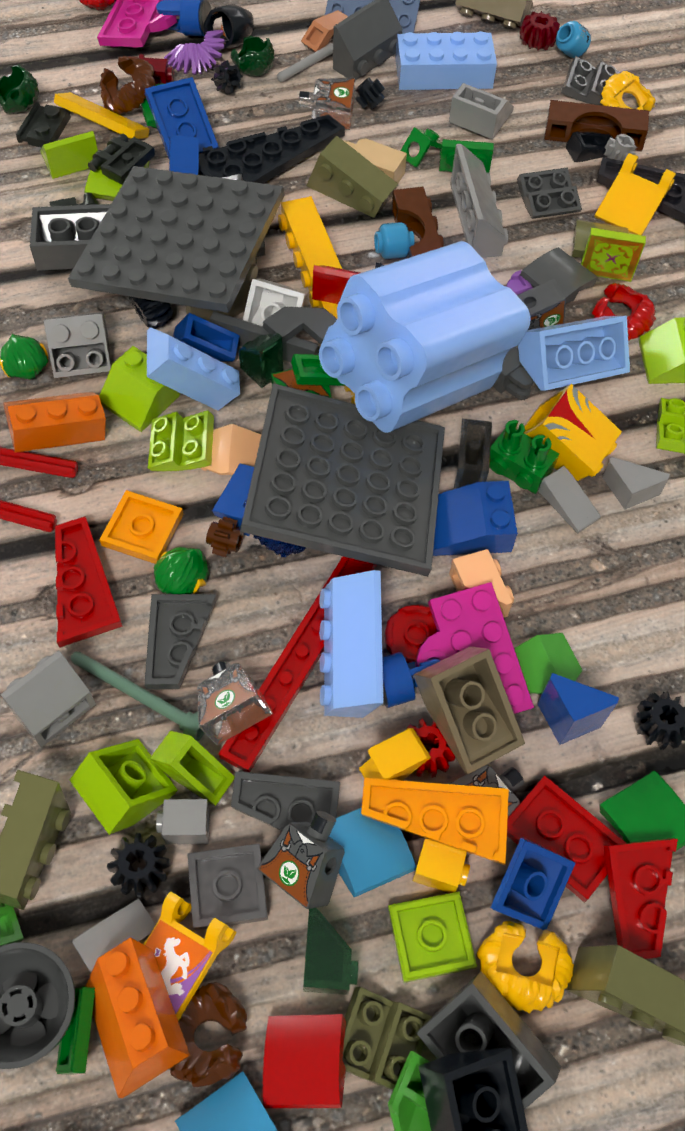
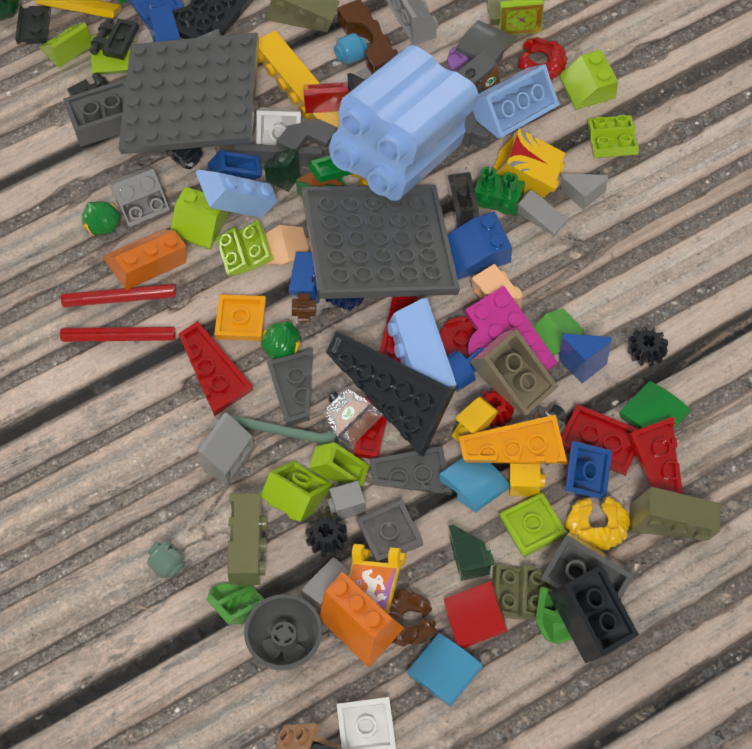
camera: 10 degrees left, 0 degrees up
(75, 1043) = (328, 651): green tile -> none
(304, 689) = (400, 393): none -> black wing
(305, 861) = (436, 497): torso -> none

